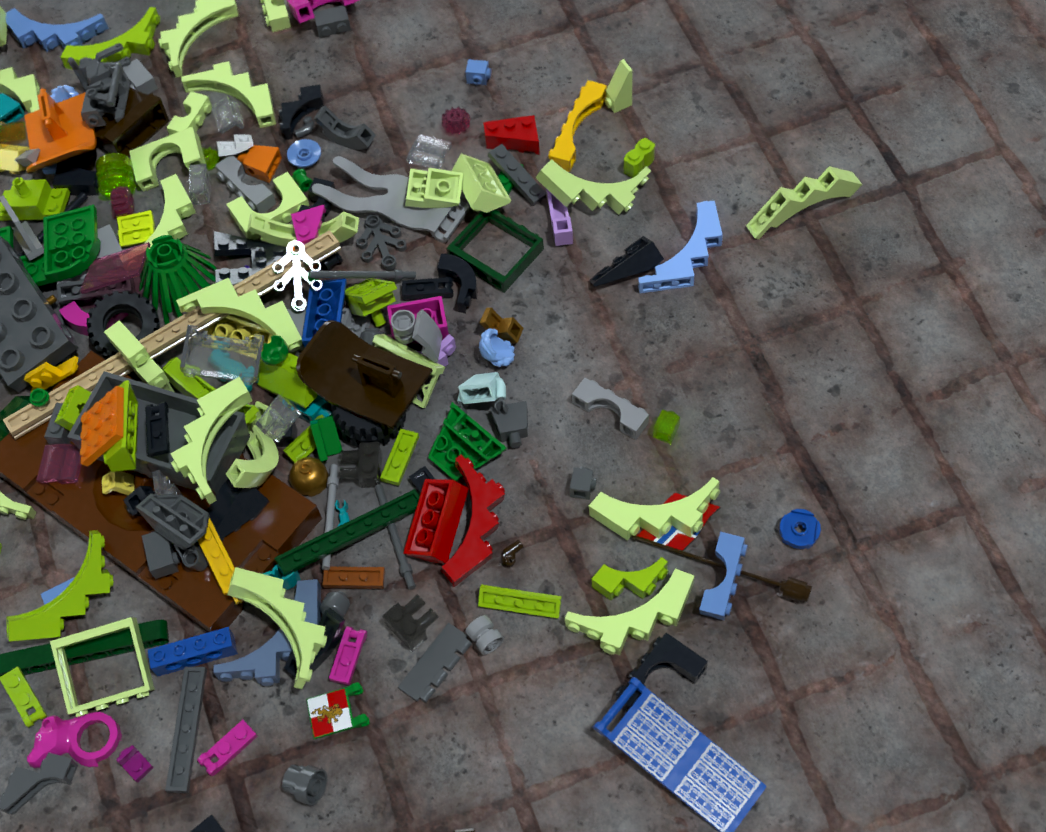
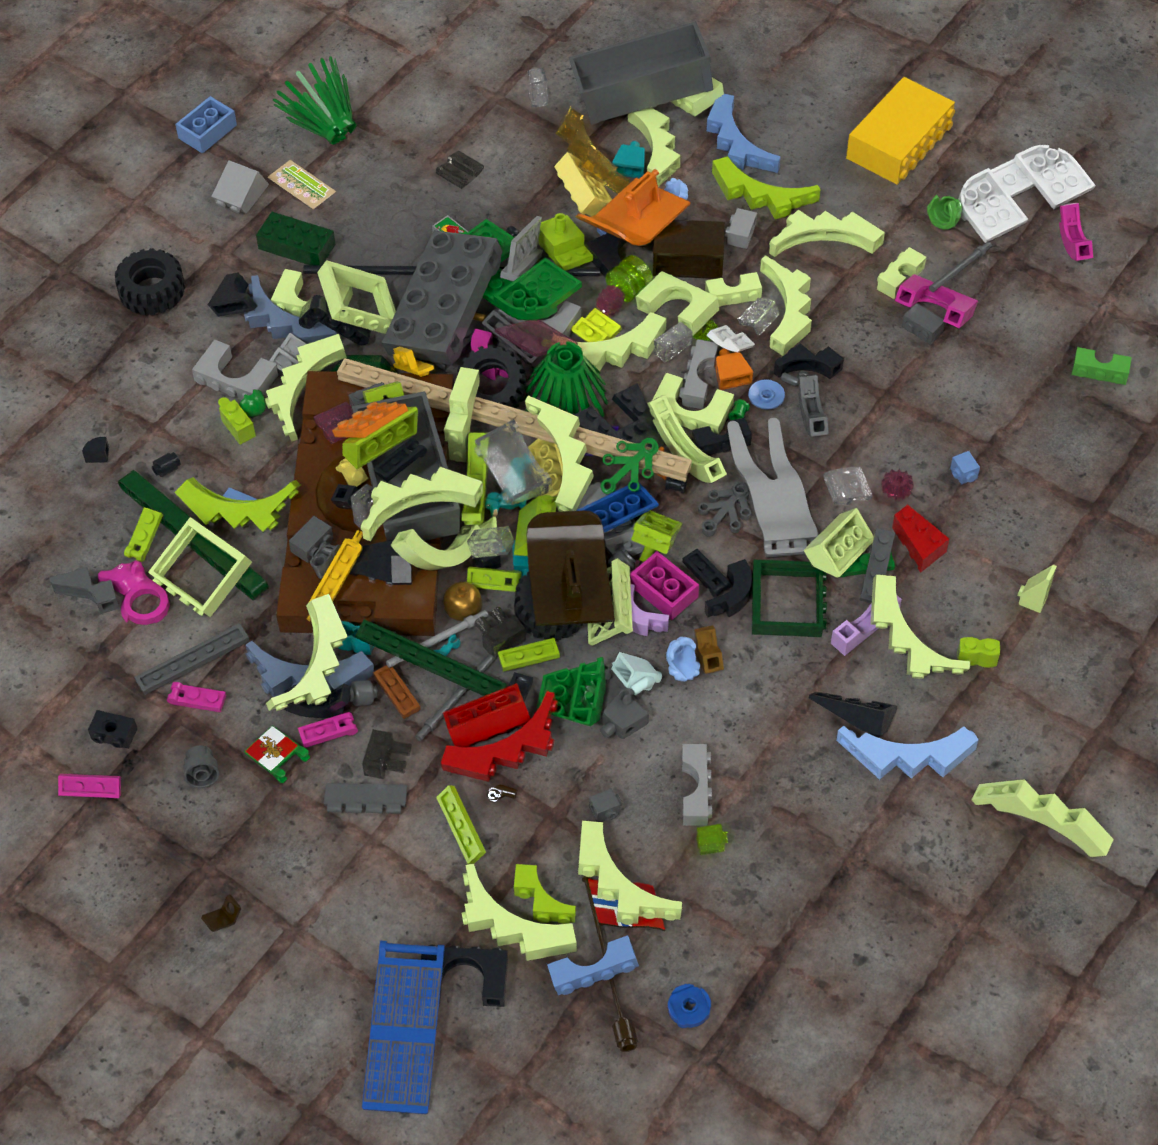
camera: 50 degrees right, 5 degrees down
(28, 157) = (596, 208): light grey slope -> none
(39, 397) = (378, 367): green plate -> none
(106, 83) = (709, 210): dark grey piece -> none
(134, 763) = (143, 643): magenta bracket -> none
(175, 518) = (339, 524): dark grey wedge -> none
(192, 651) = (255, 620): blue brick -> none
(275, 351) = (544, 497): green hair -> none
(308, 223) = (692, 442): dark pink wing -> none
(326, 437) = (501, 588): green panel -> none
(395, 274) = (700, 541): dark grey bar -> none
(403, 326) = (641, 574): light grey wheel -> none
(428, 335) = (646, 597): light grey slope -> none
(434, 188) = (804, 510): yellowish green slope -> none
(483, 632) = (411, 816): light grey wheel -> none
(590, 100) = (1009, 574): yellow arch -> none

